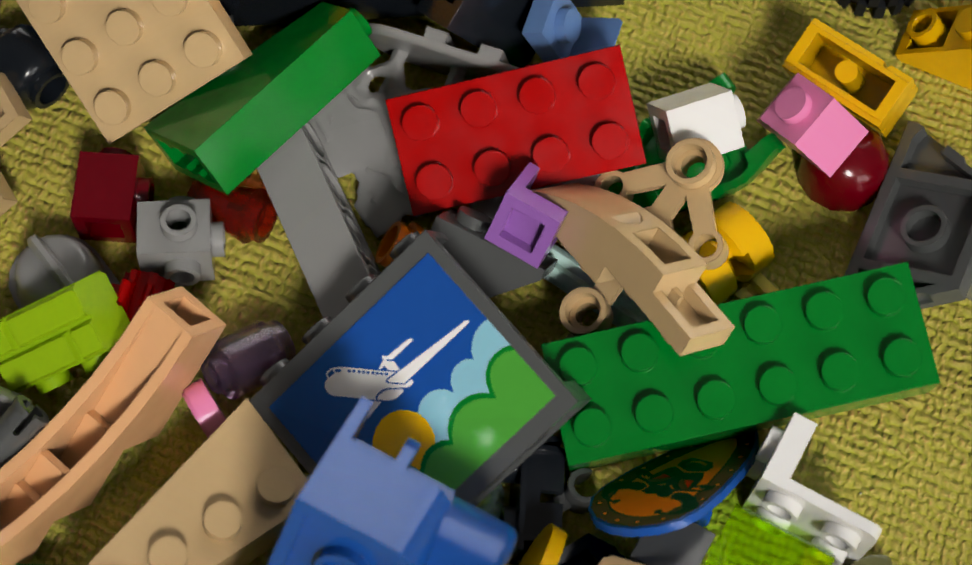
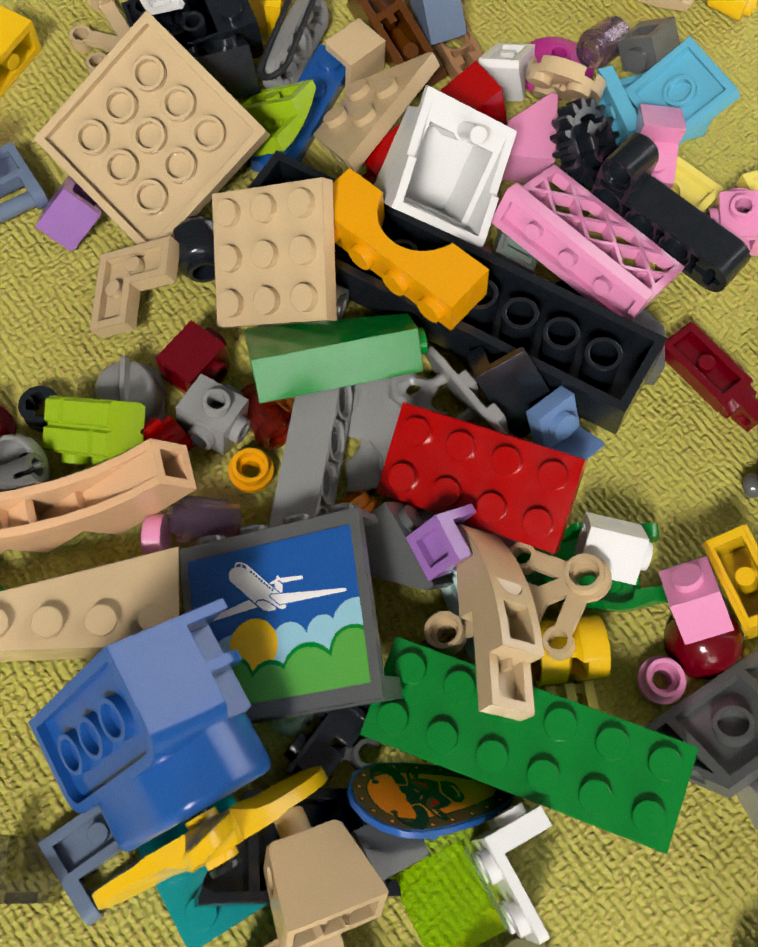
camera: 30 degrees right, 0 degrees up
(252, 262) = (247, 458): none -> light orange plate
(831, 216) = (670, 670): none -> bright pink plate

